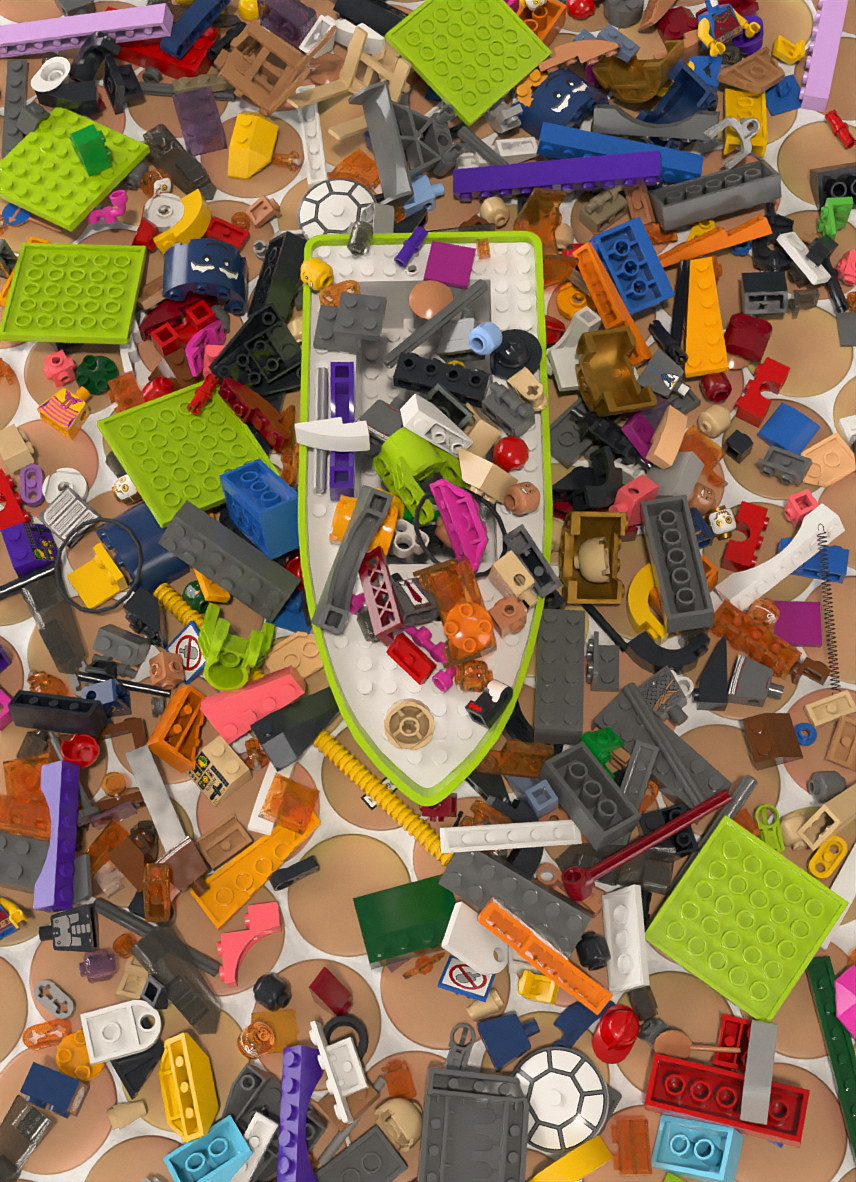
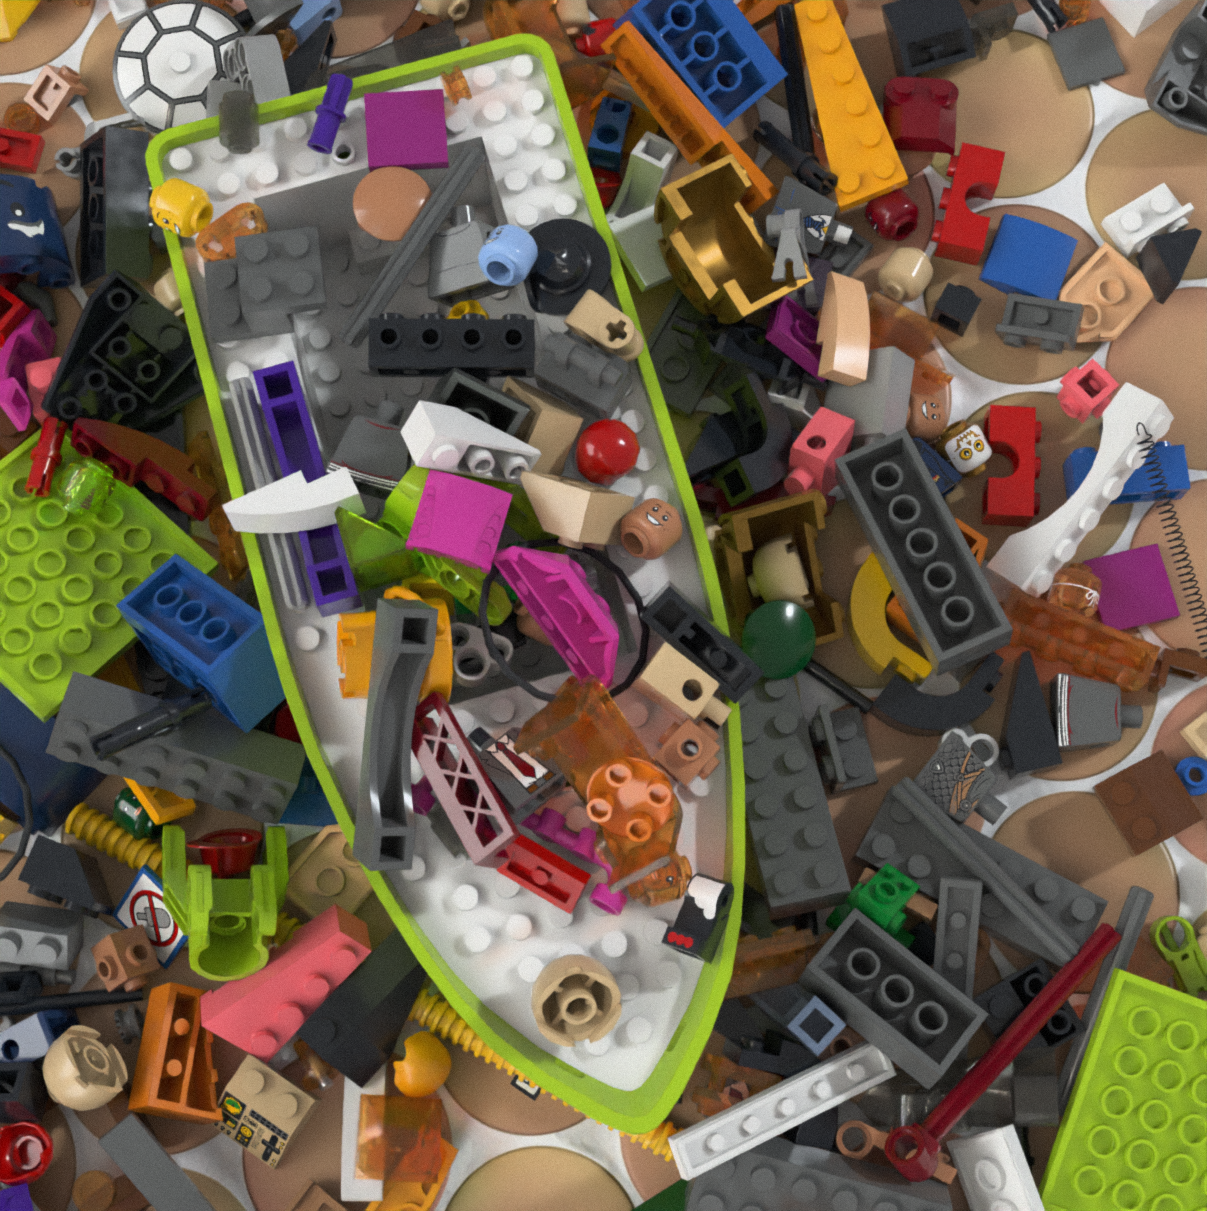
camera: 15 degrees left, 10 degrees up
(126, 717) = (82, 1070): none -> tan cylinder
(220, 414) = (86, 486): none -> clear neon green head
(227, 536) = (144, 726): none -> black pin
(239, 626) = (228, 850): none -> red piece
(314, 770) = (424, 1067): none -> light orange hair
(369, 469) = (374, 553): none -> clear neon green slope
(418, 460) = (459, 520): none -> dark pink slope
(565, 304) = (610, 134): none -> blue leg
(581, 591) = (779, 638): none -> dark green dish
(651, 382) = (791, 247): none -> light grey piece

